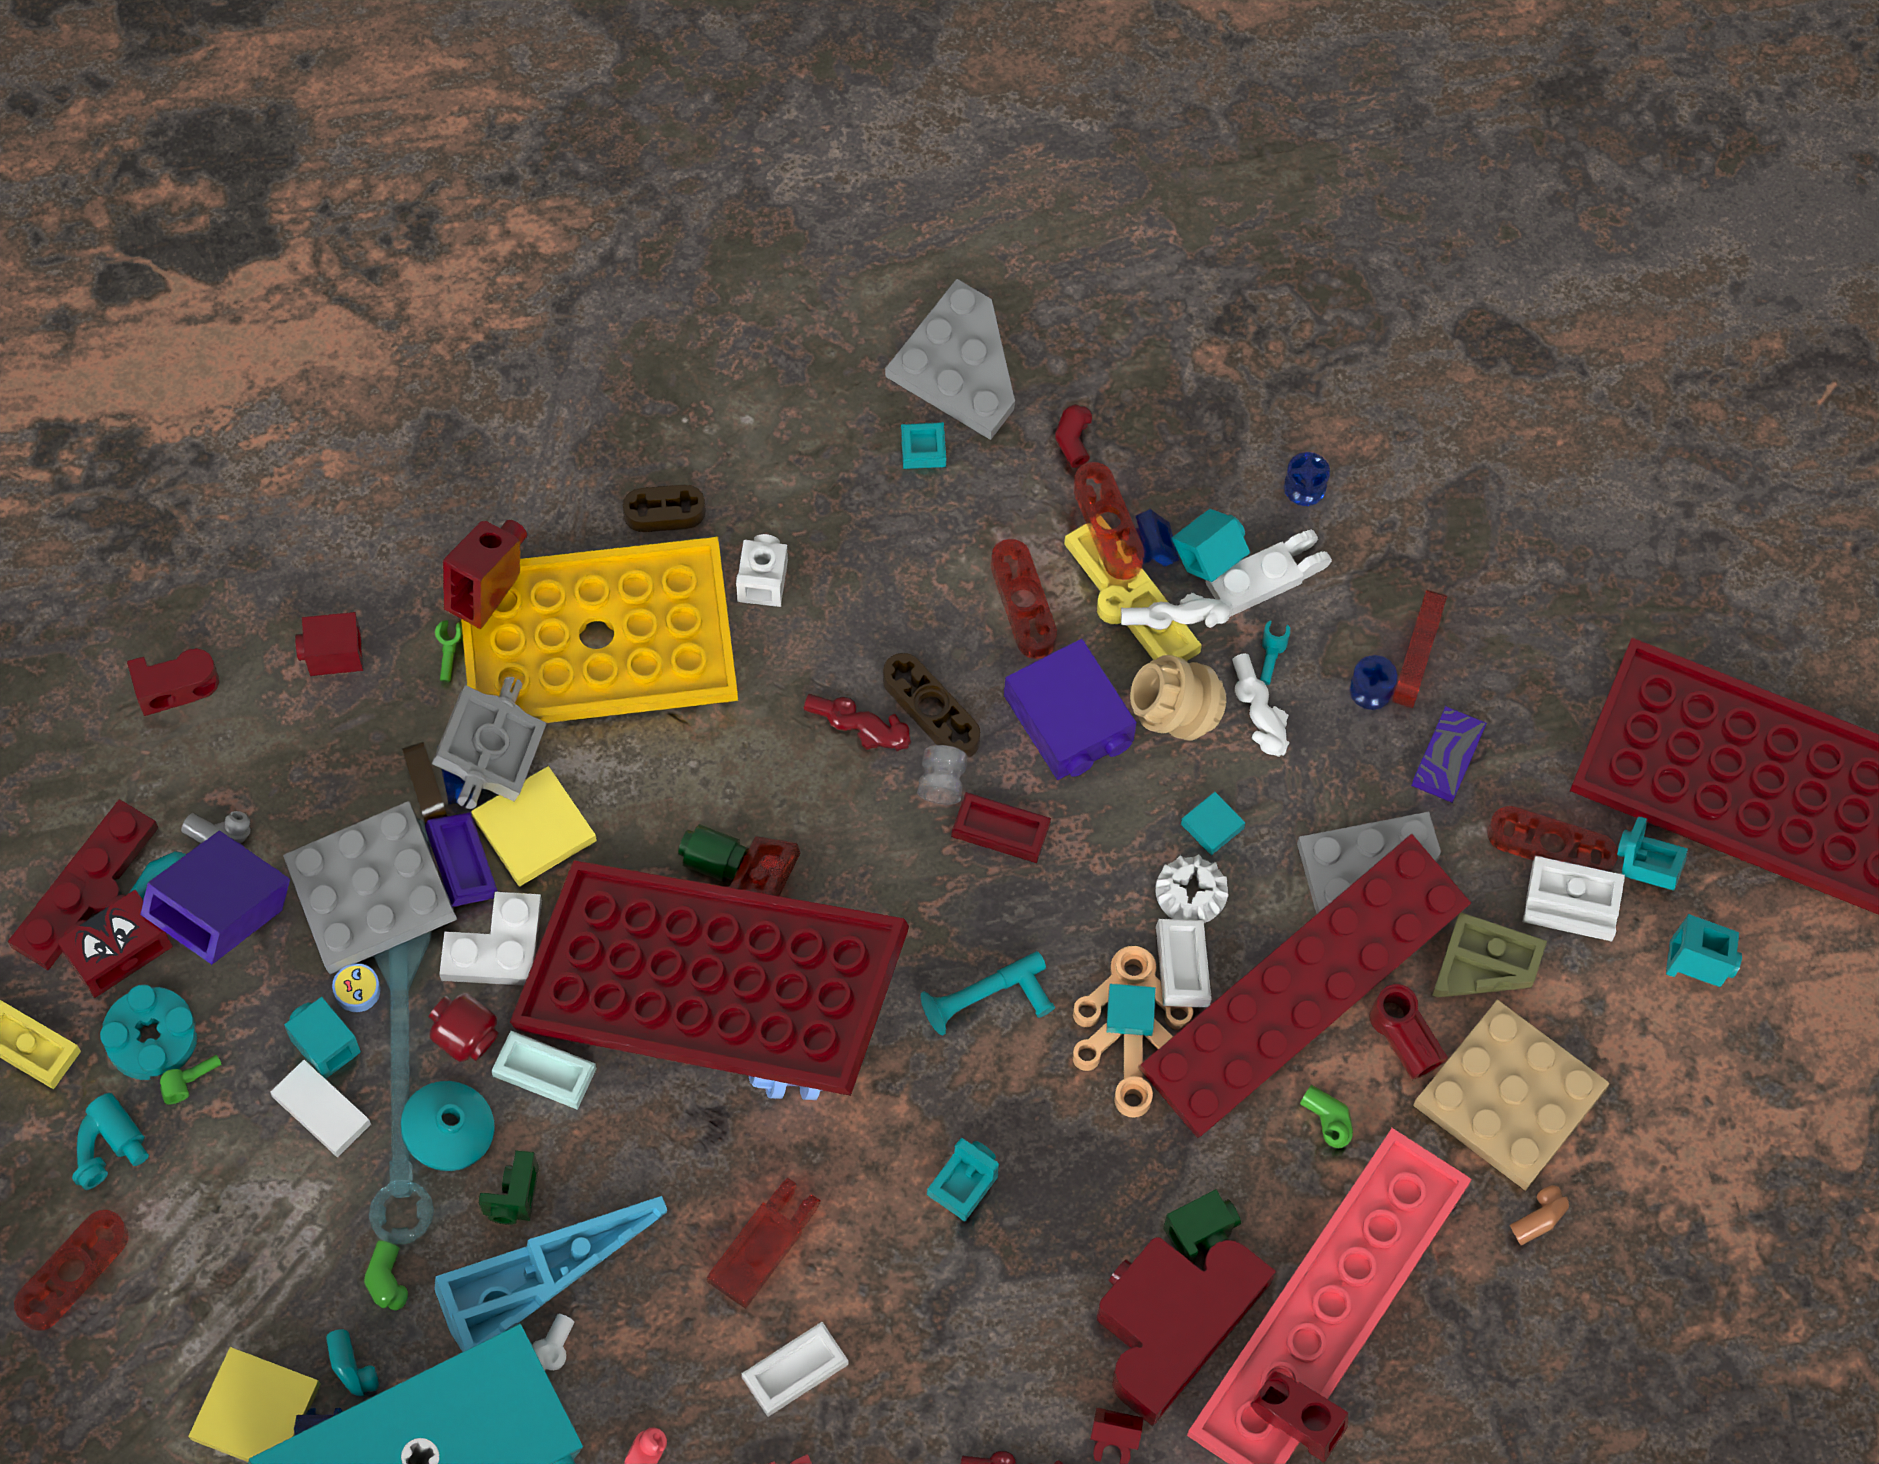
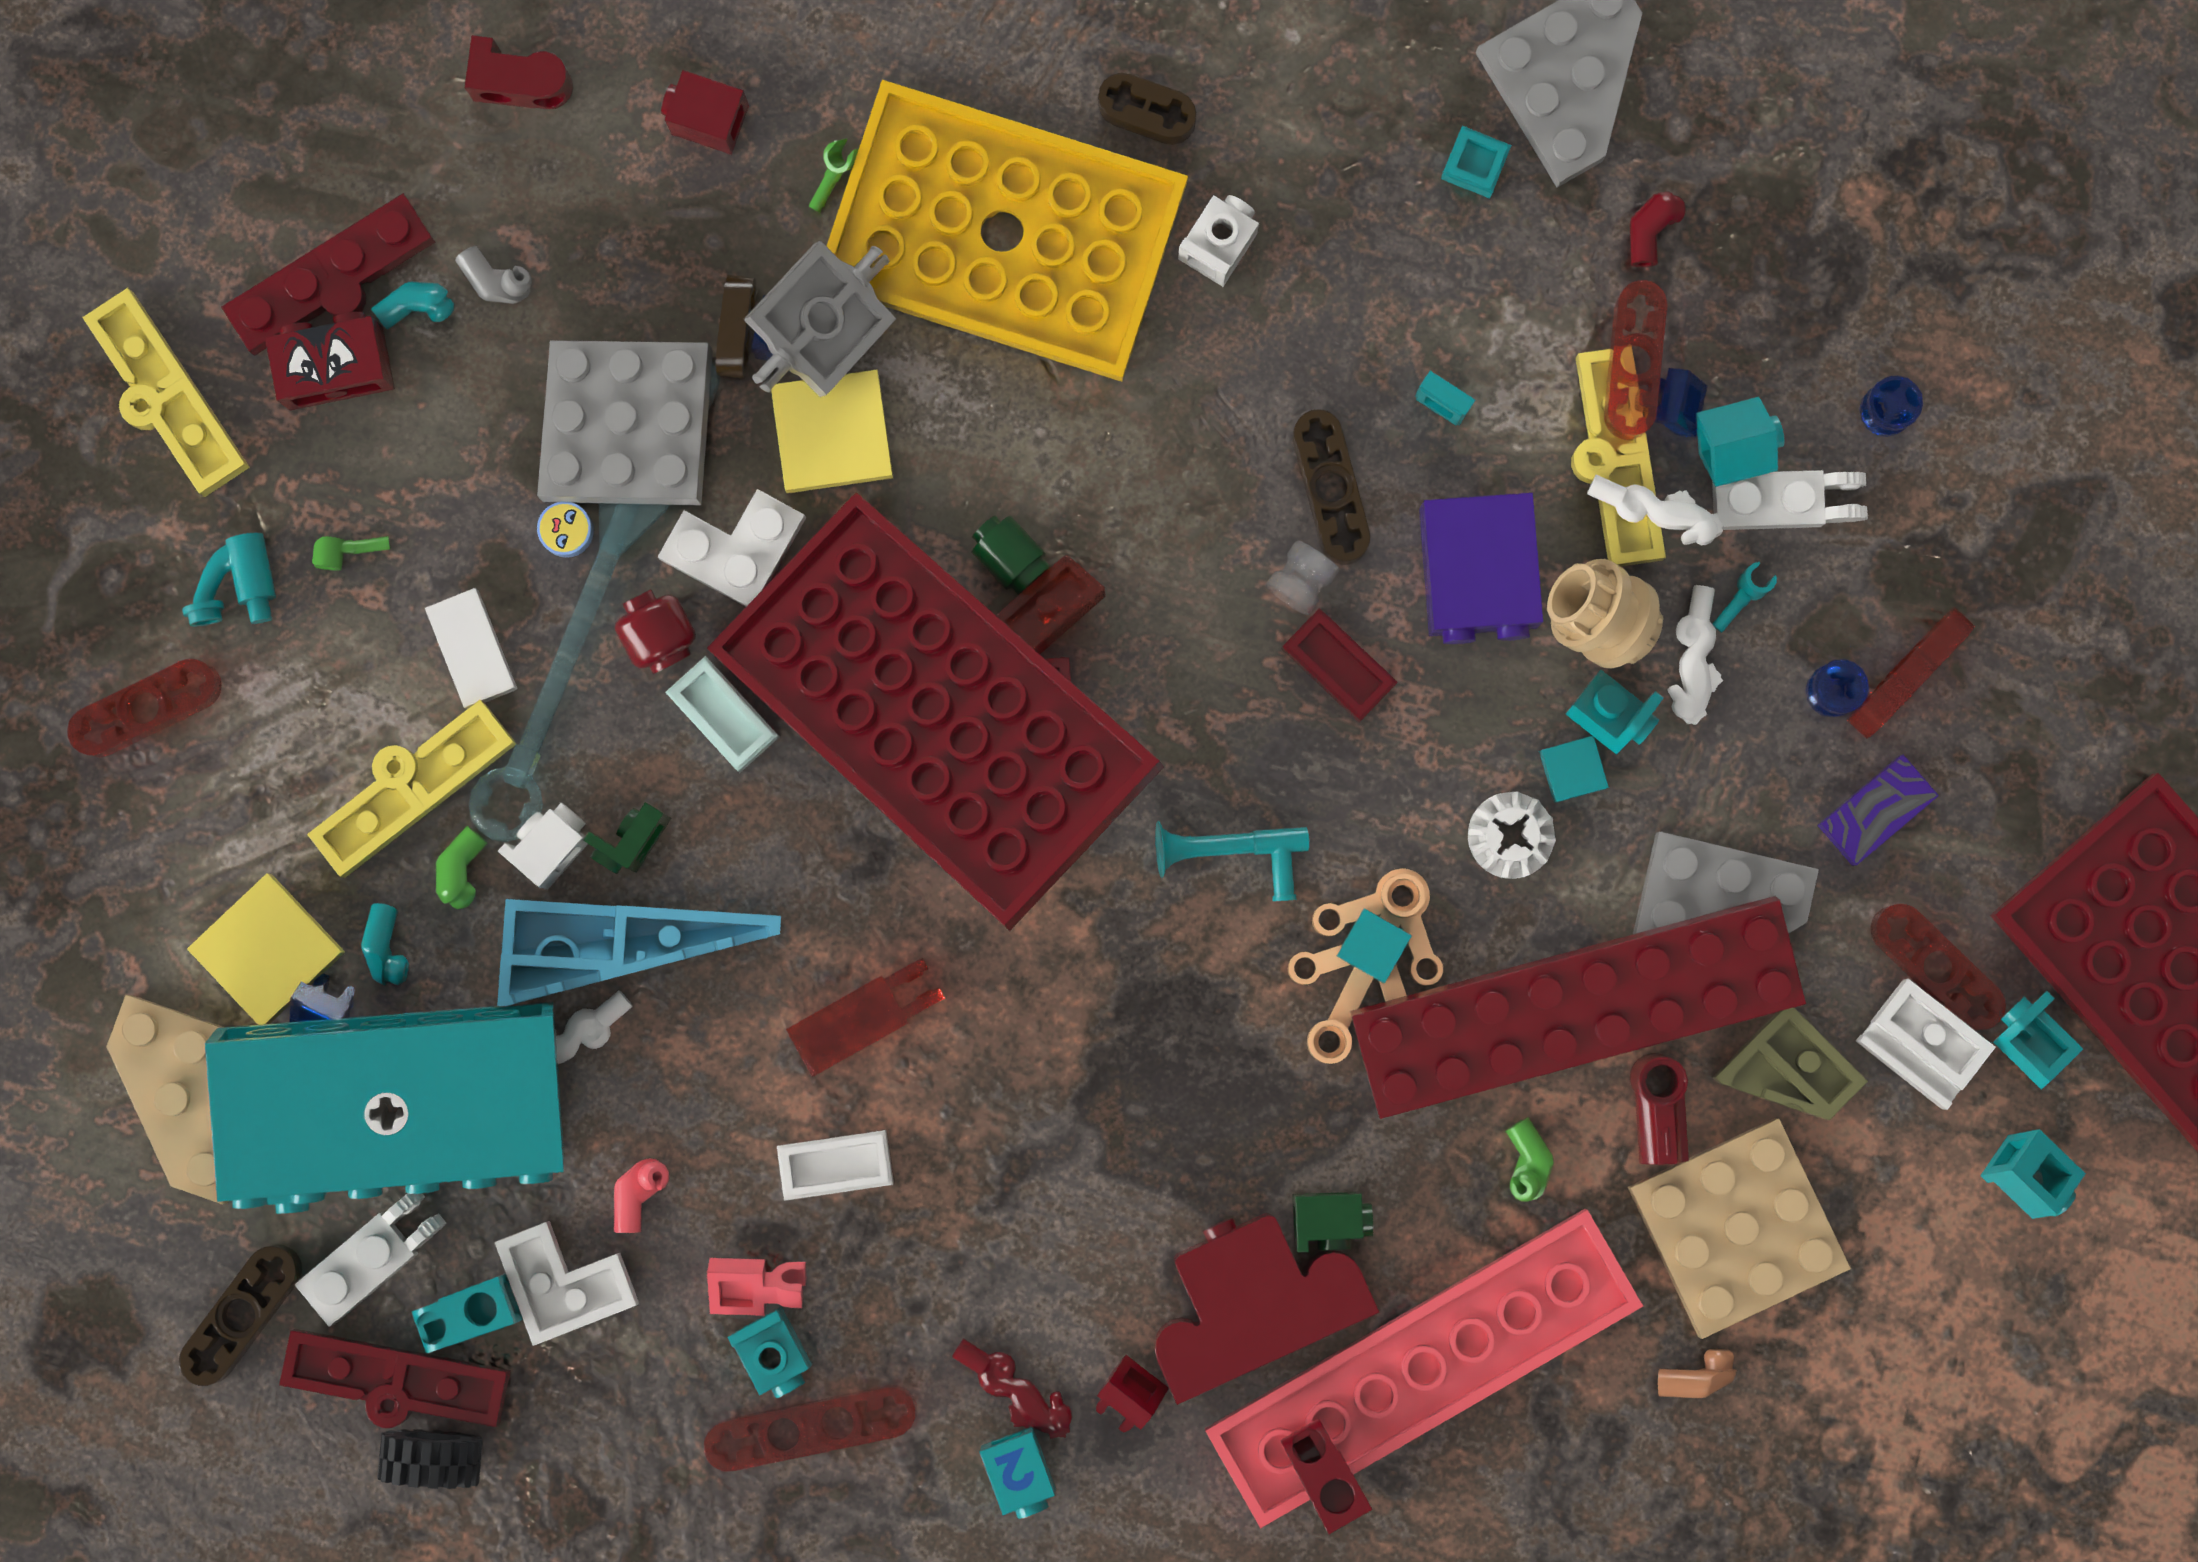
camera: 30 degrees right, 20 degrees up
(147, 1007) = (358, 485): teal plate -> none
(215, 897) = (452, 363): dark purple brick -> none
(318, 1232) = (410, 787): none -> light yellow hinge
(321, 1037) = (502, 572): teal brick -> none
(444, 1145) = (565, 739): teal dish -> none
(449, 1225) = (547, 845): none -> white brick
(461, 859) = (737, 434): dark purple tile -> none
(482, 570) = (903, 105): dark red torso -> none
(872, 729) = (1254, 488): dark red animal -> none
(965, 1178) = (1104, 1049): teal bracket -> none
(983, 607) = (1444, 398): none -> teal tile
(1020, 616) = (1517, 368): clear red beam -> none
(1183, 963) = (1458, 916): white tile -> none
(1220, 769) = (1614, 713): none -> teal bracket

